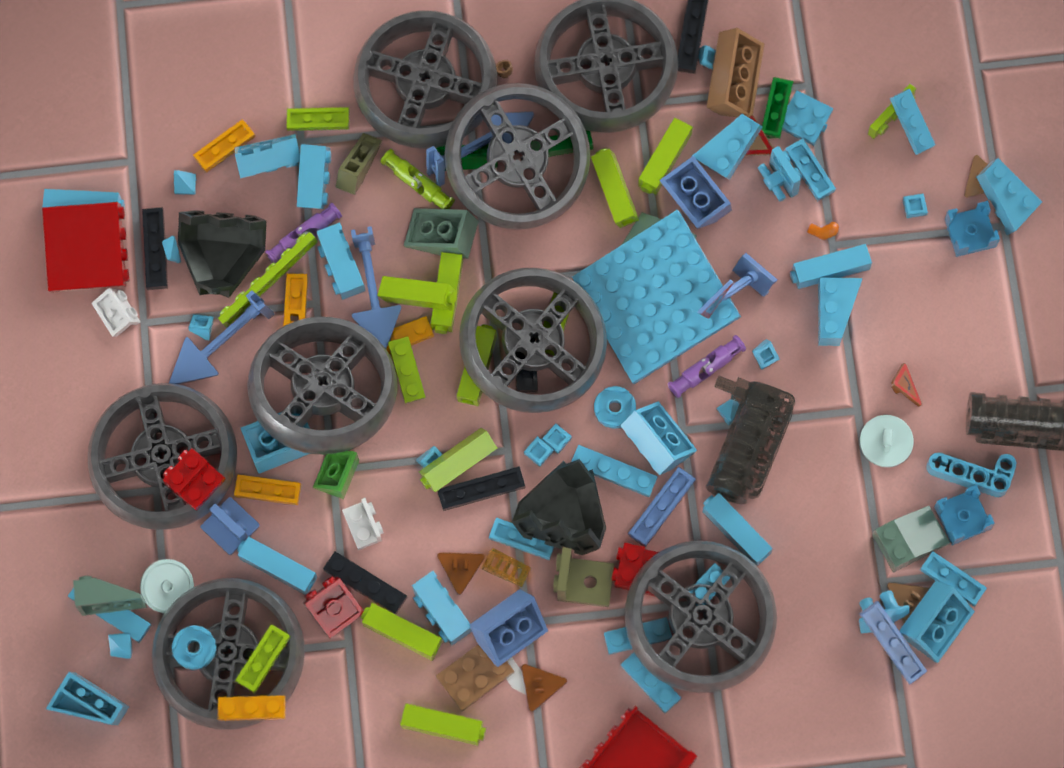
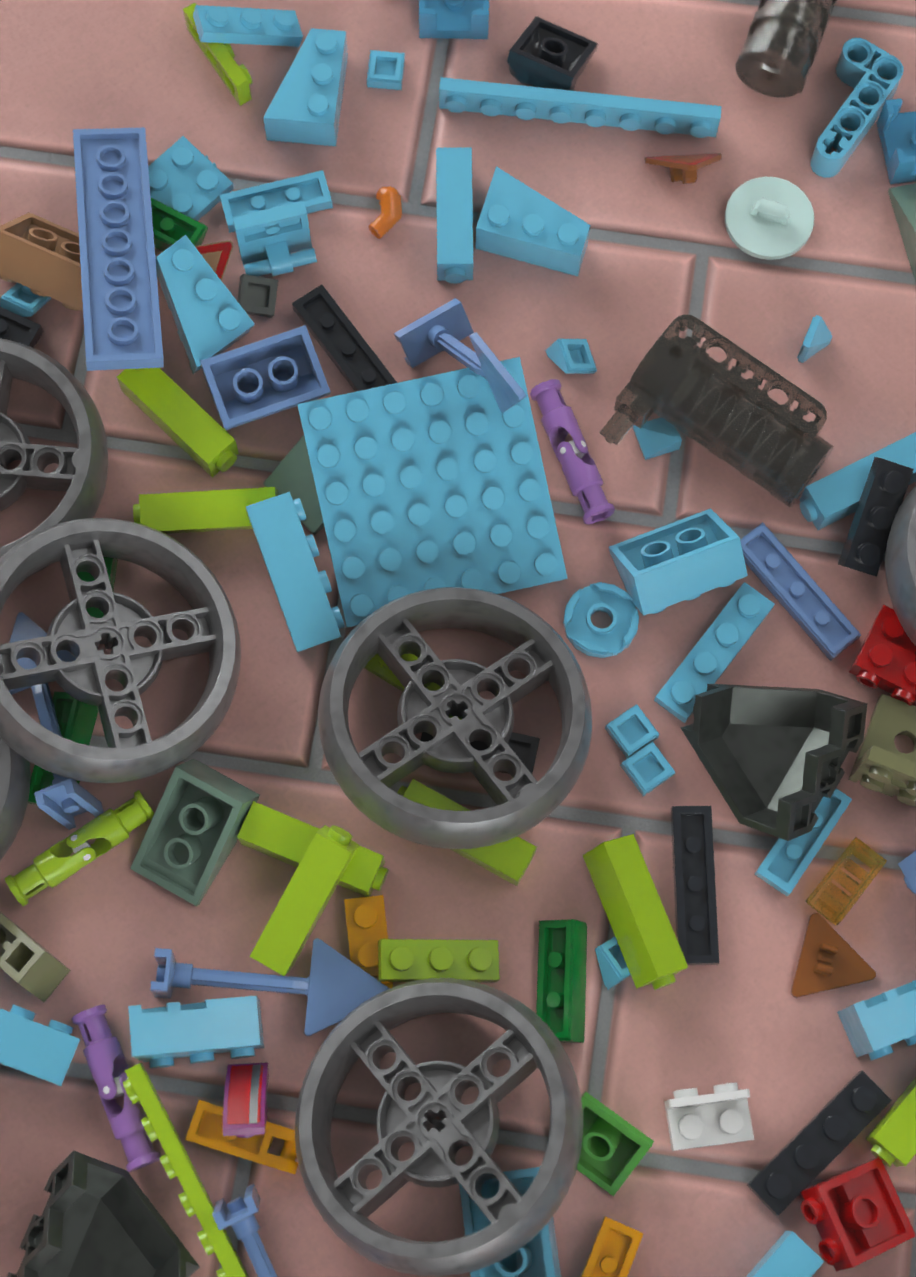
camera: 80 degrees left, 0 degrees up
(312, 294) = (245, 1100): none -> slope
(414, 436) = (562, 978): none -> green slope
(590, 238) = (294, 572): none -> medium azure brick
(726, 533) = (875, 516): none -> black plate
(733, 231) = (341, 340): none -> black plate
(745, 92) = (117, 250): none -> medium blue plate
(748, 176) = (257, 295): none -> pearl dark grey plate
(815, 481) = (816, 339): none -> medium azure slope
(884, 169) = (311, 93): none -> medium azure wedge
(922, 325) = (579, 107): none -> medium azure plate
(950, 292) = (549, 56): none -> black slope

